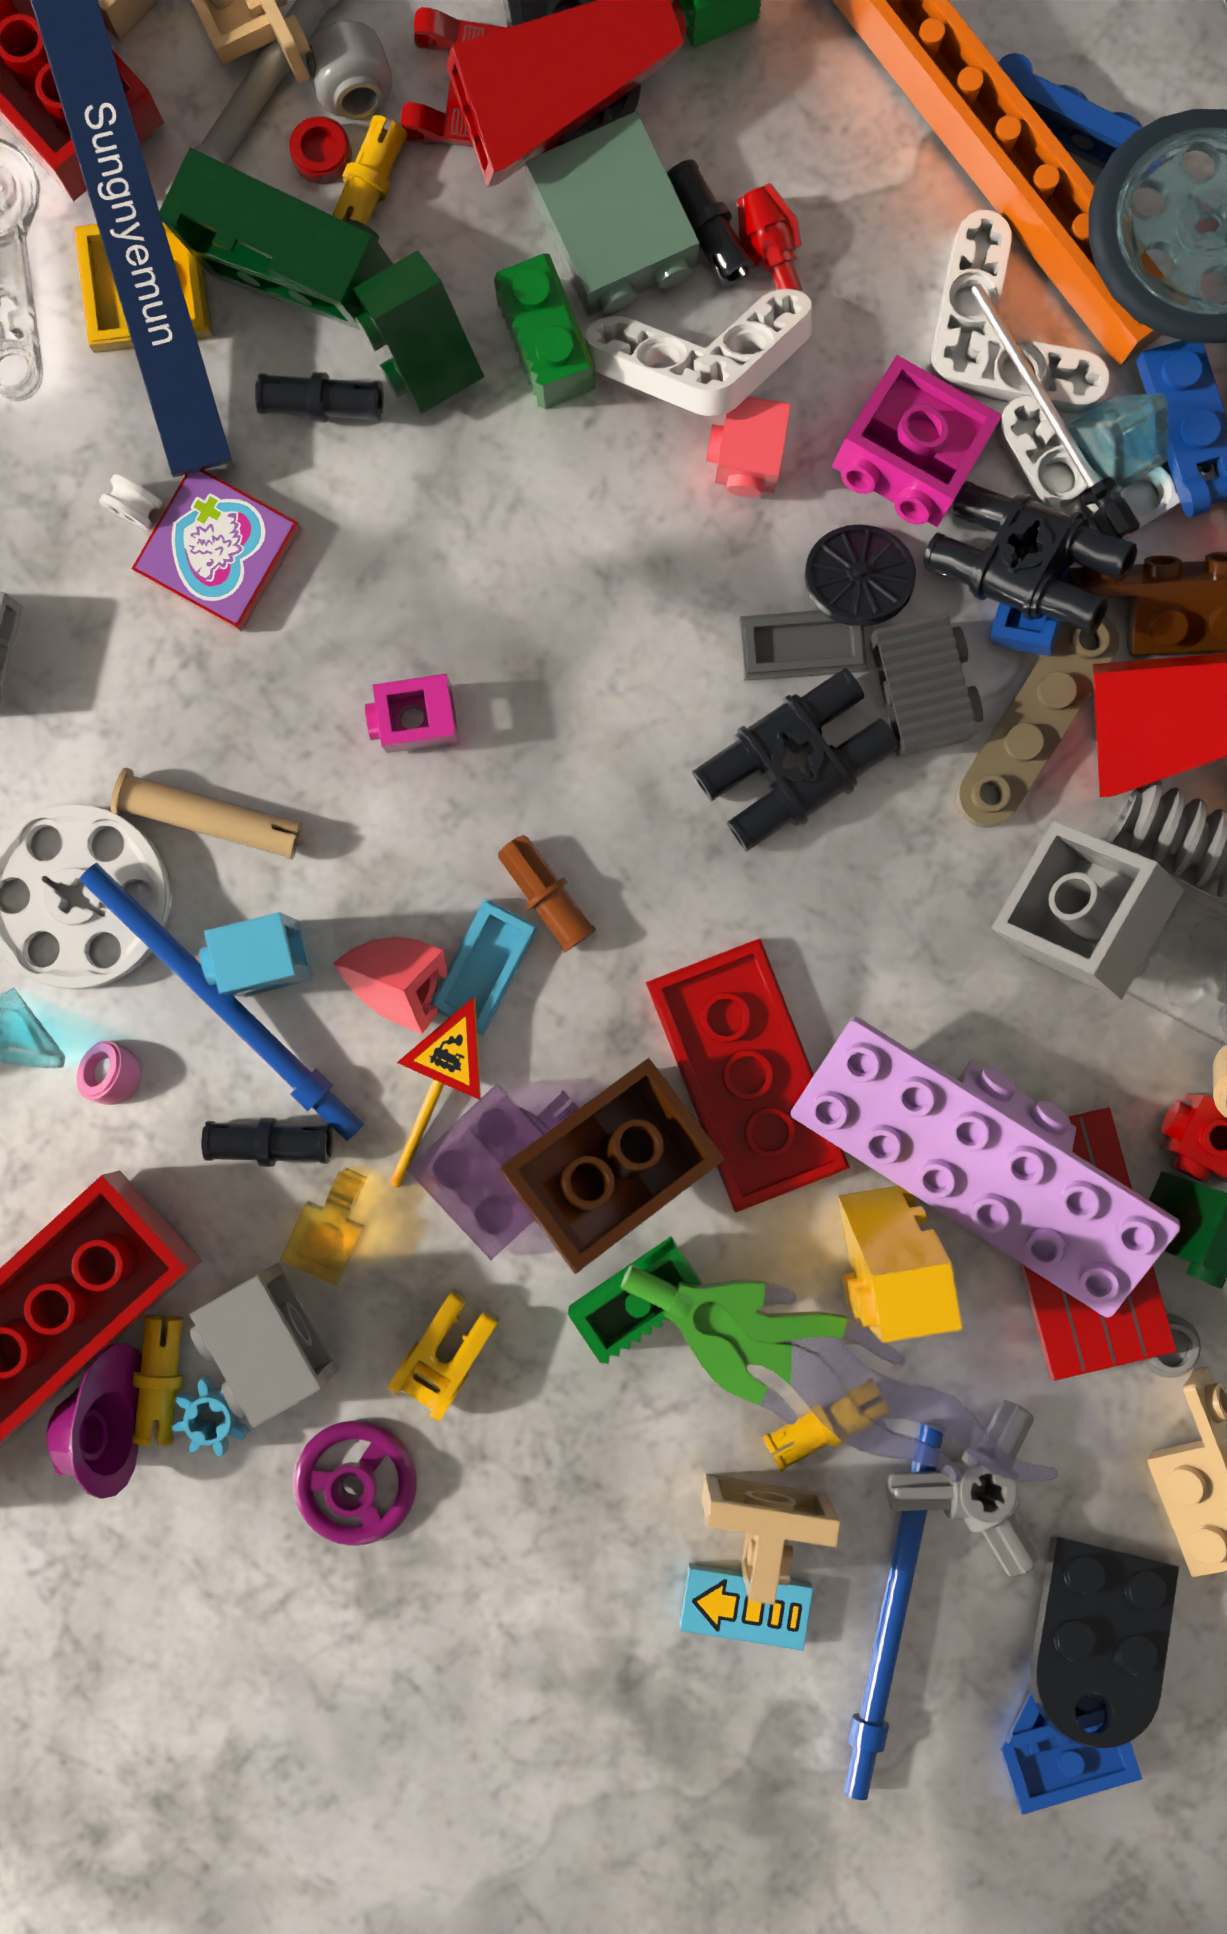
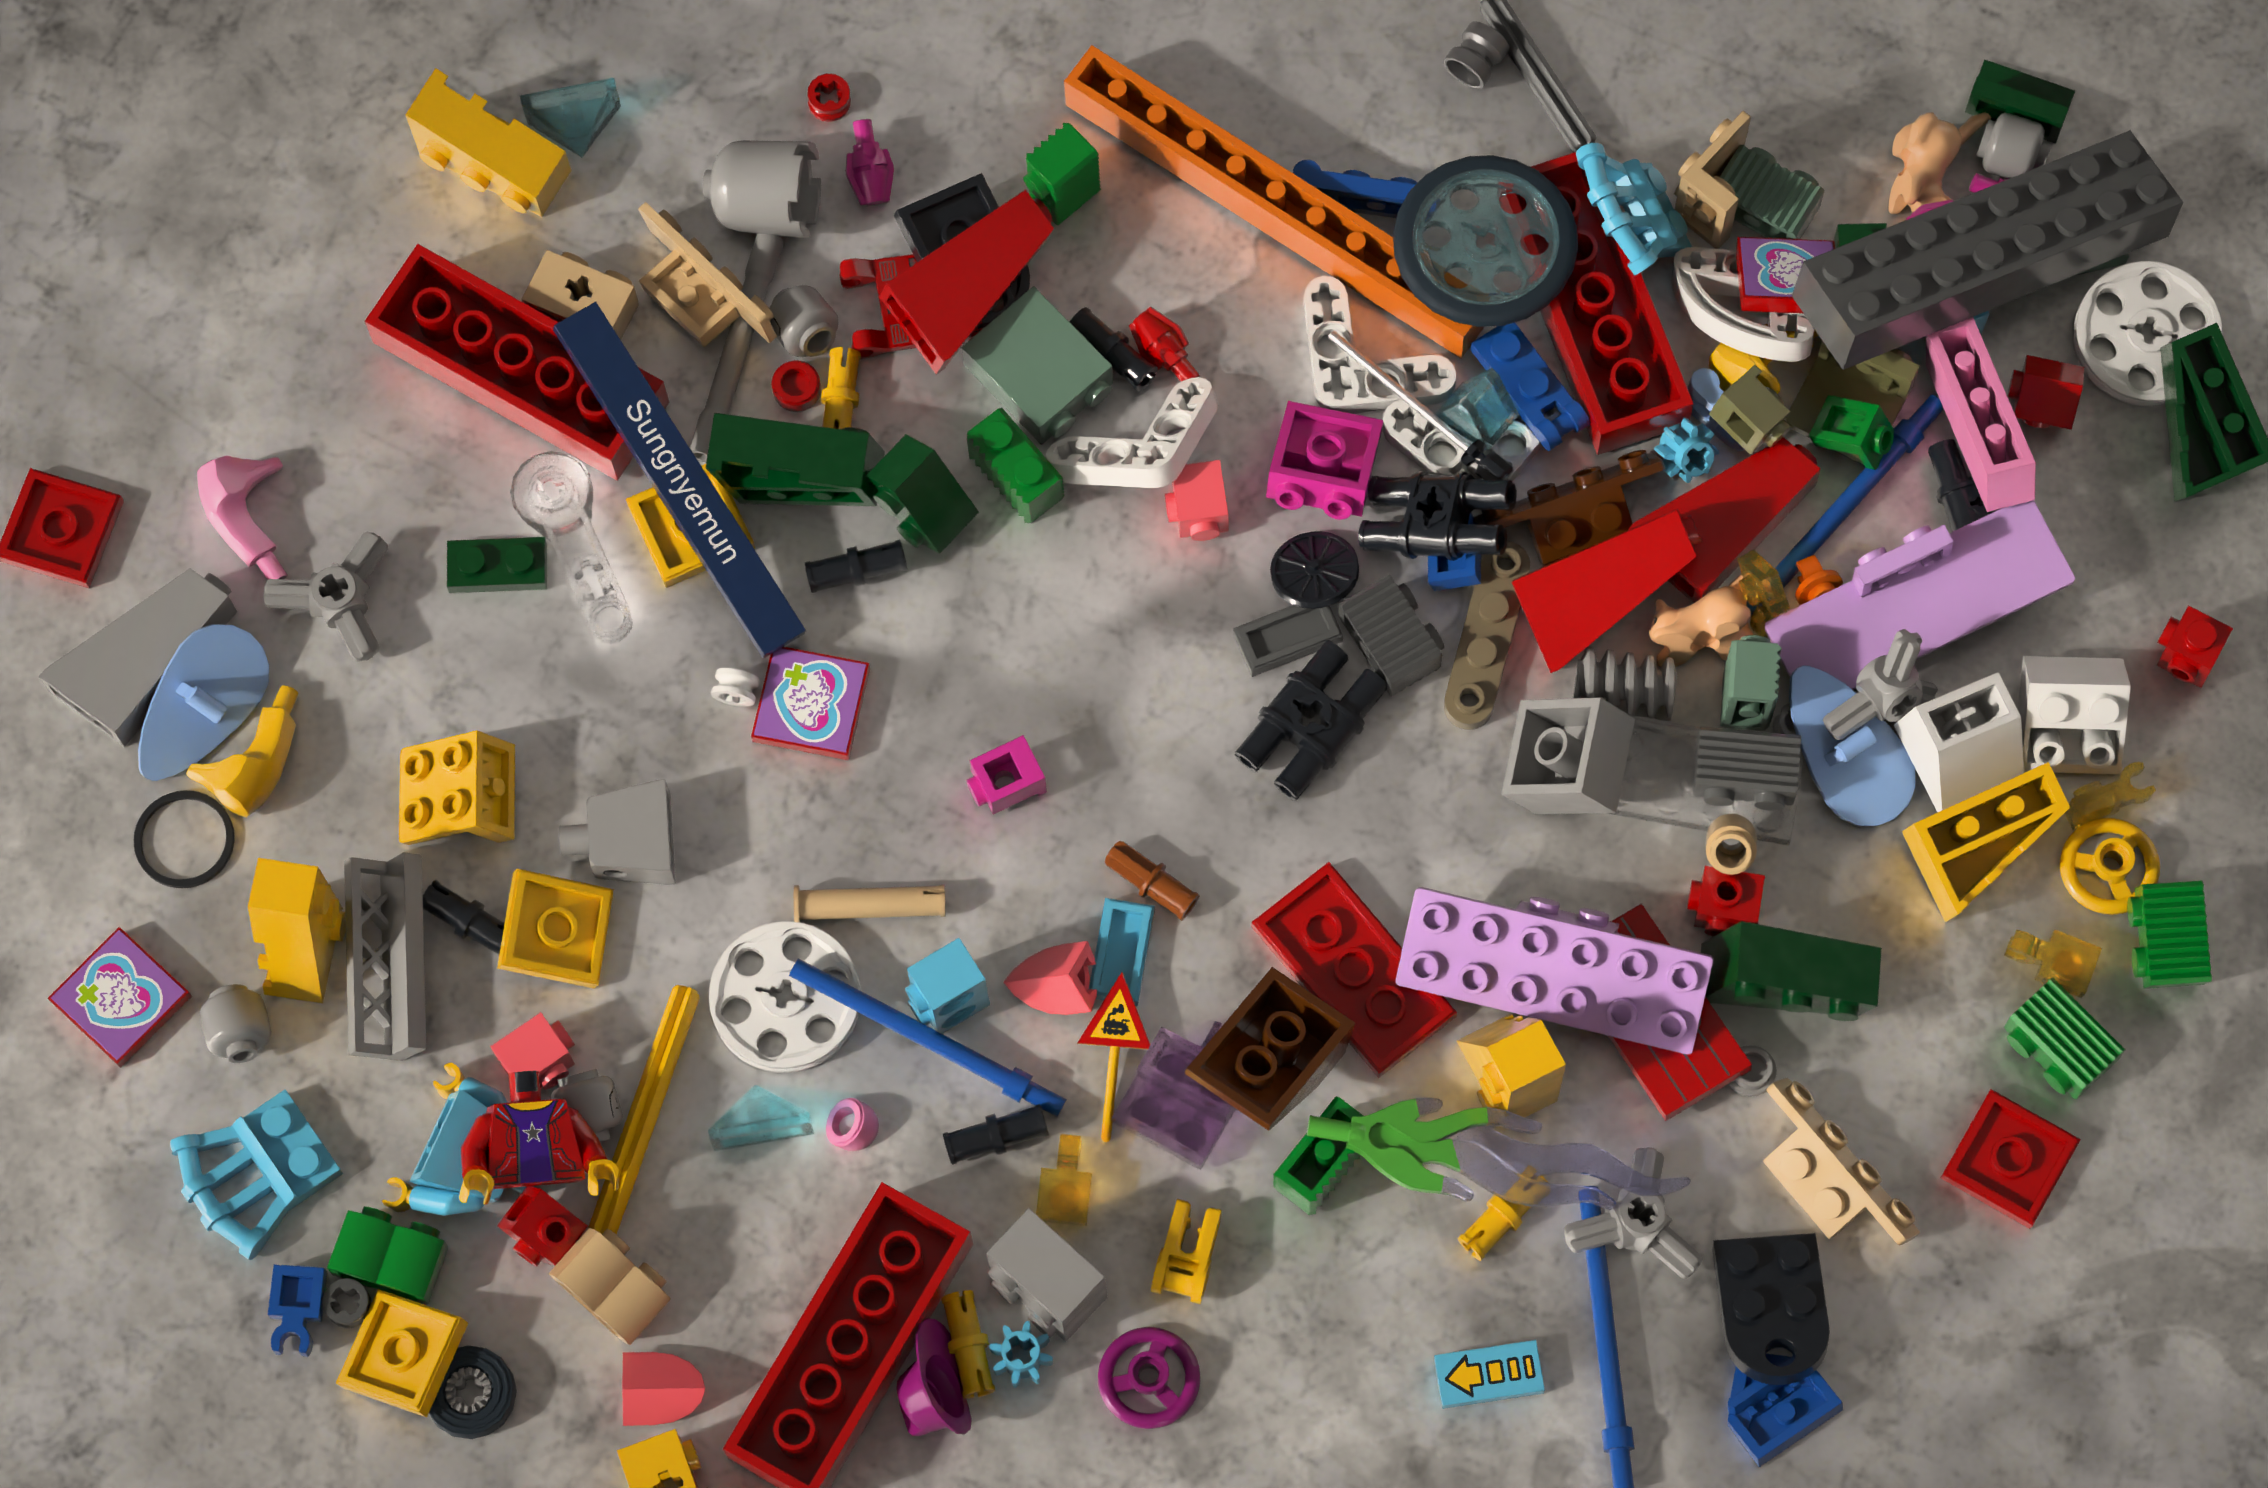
camera: 15 degrees left, 15 degrees down
(769, 1518) = (1484, 1286): tan bracket -> none

